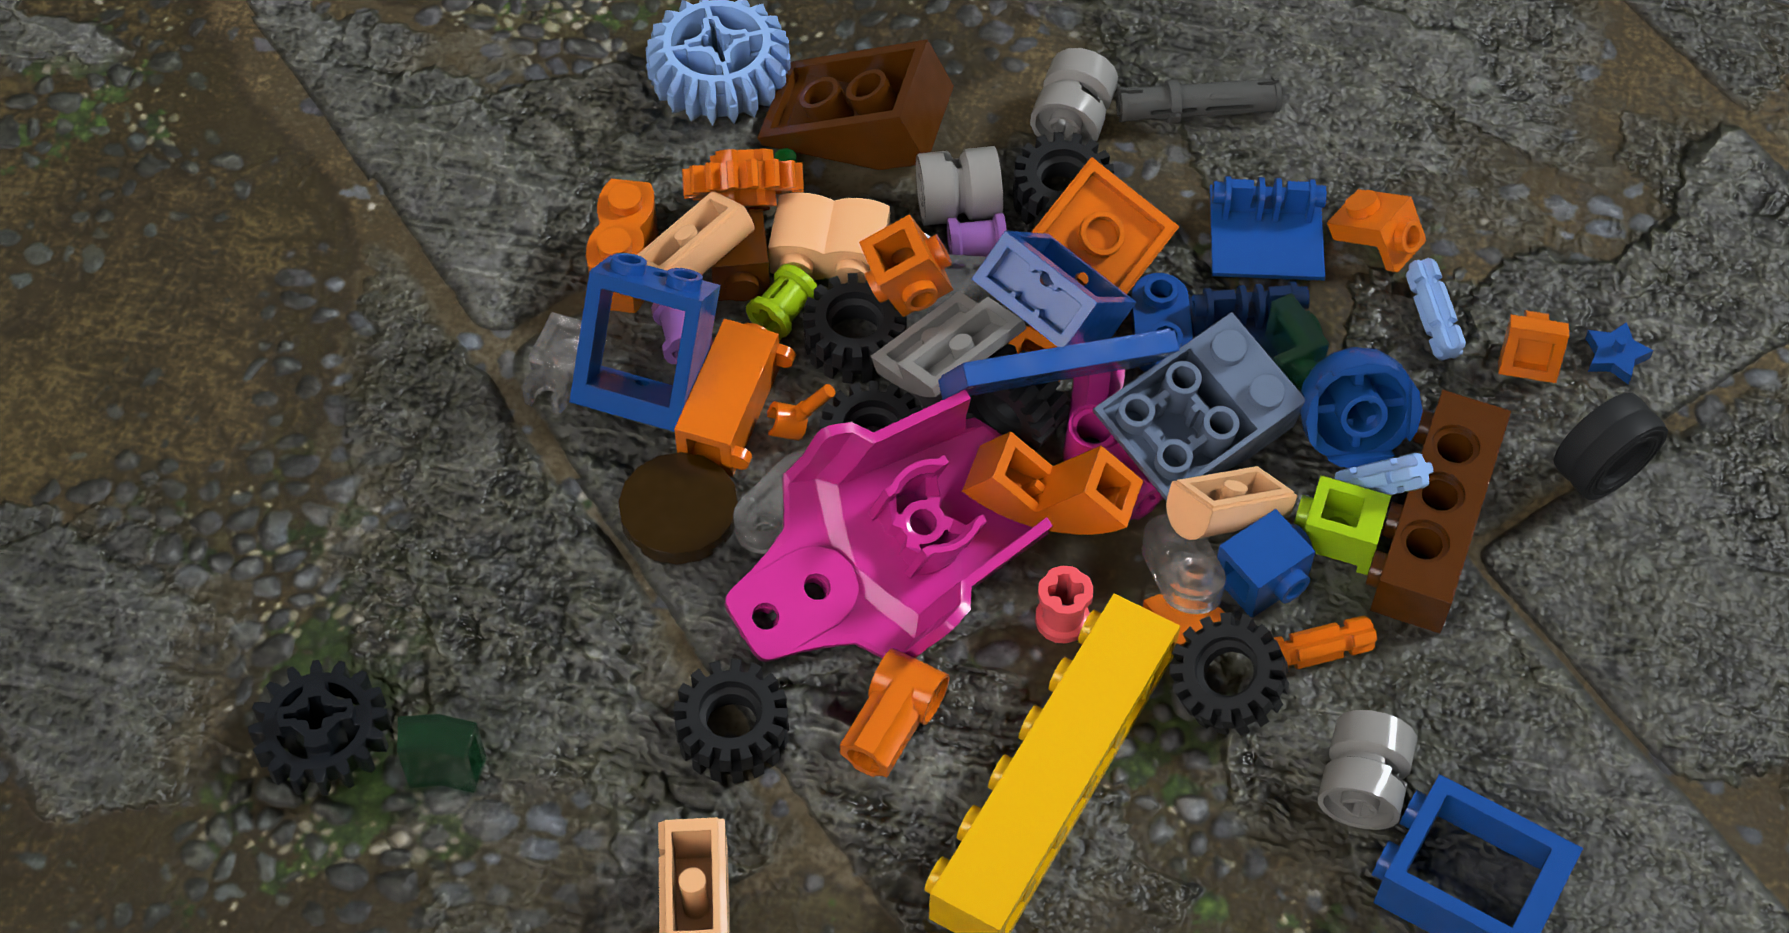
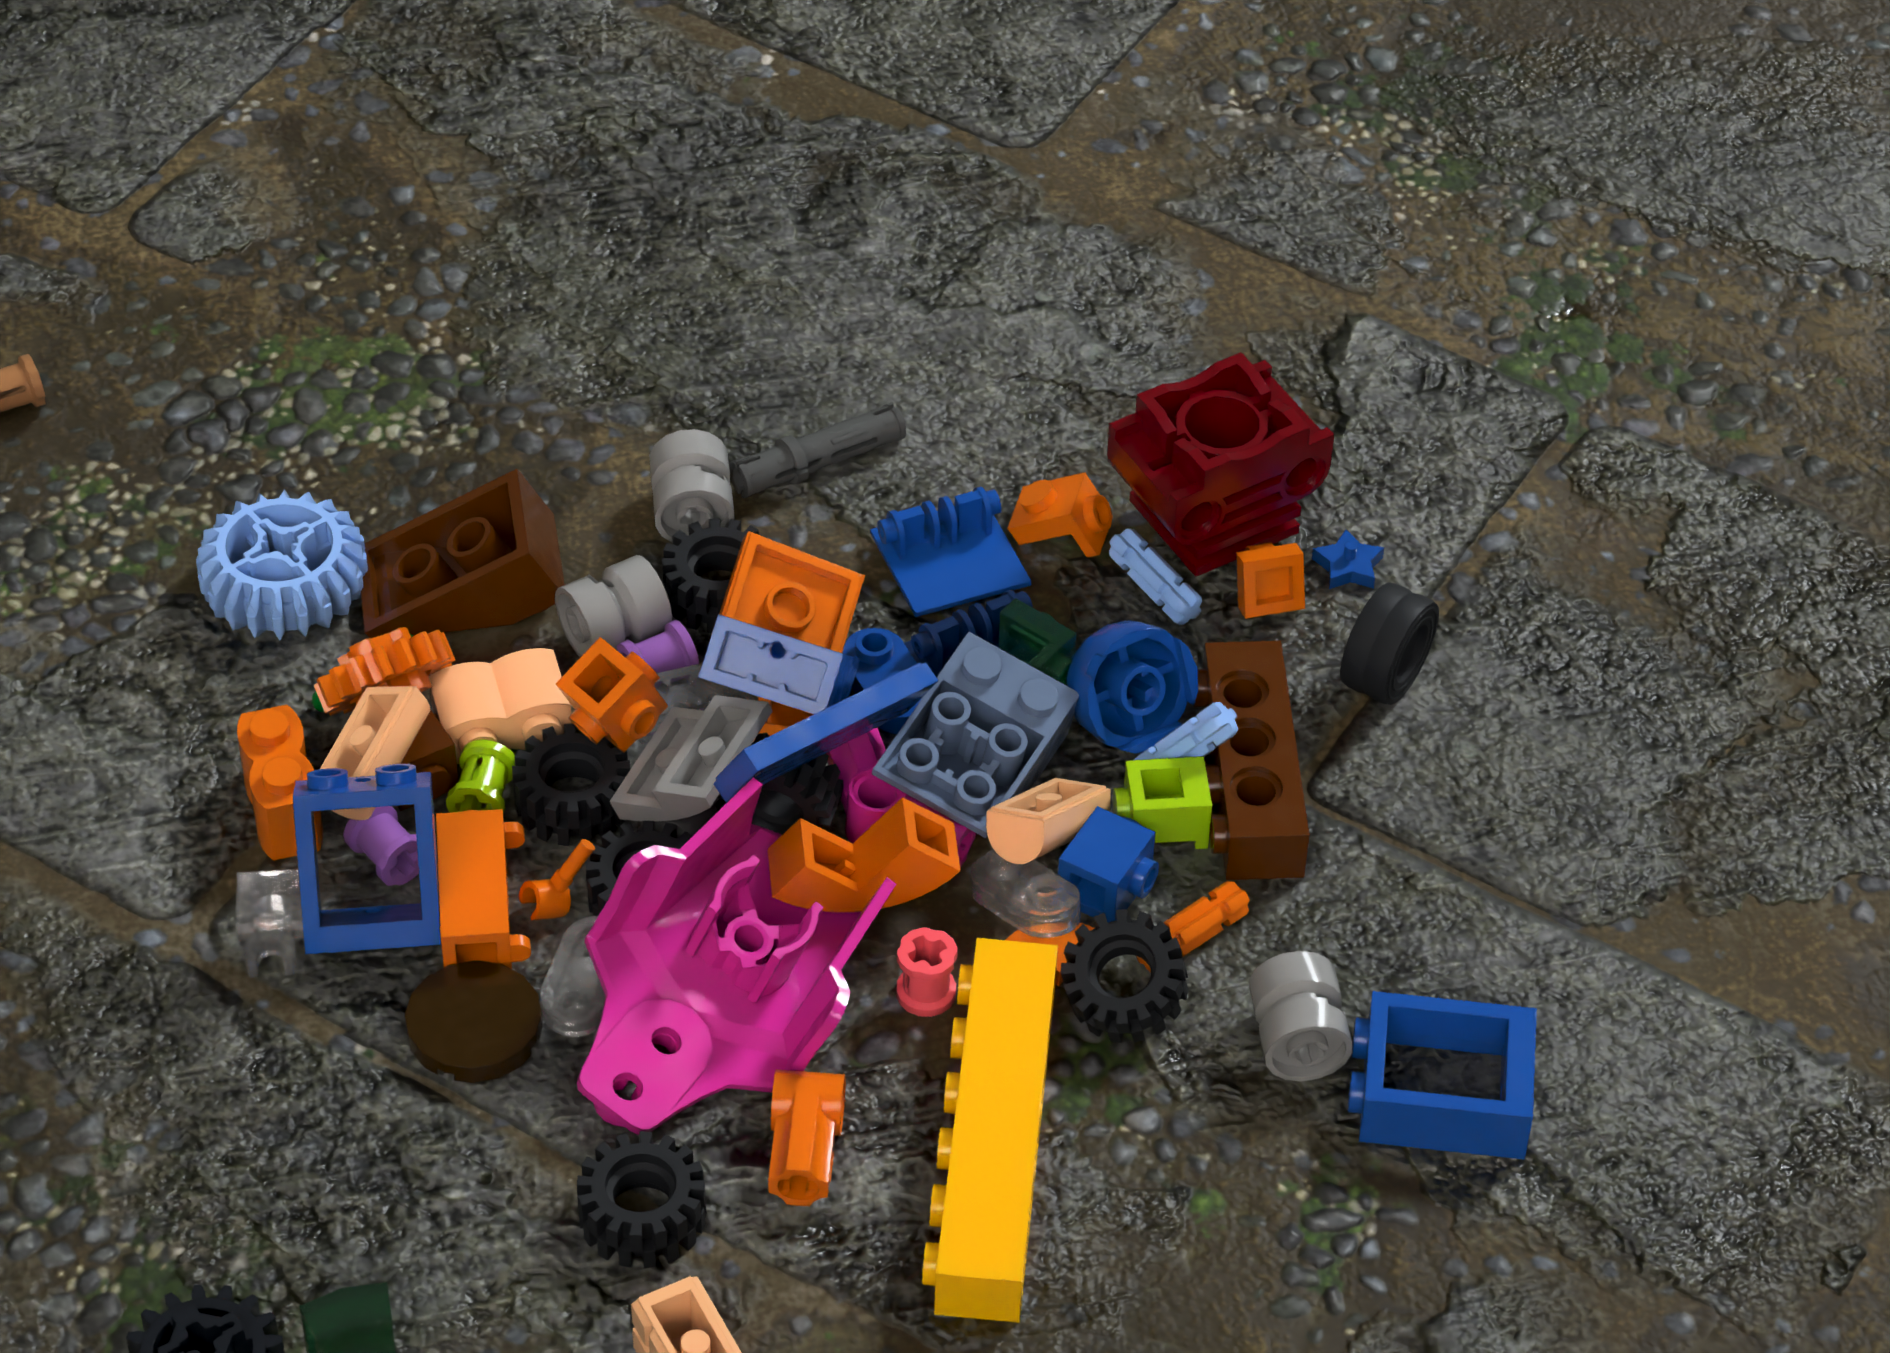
camera: 25 degrees left, 10 degrees down
(1531, 226) = (1220, 461): none -> dark red piece

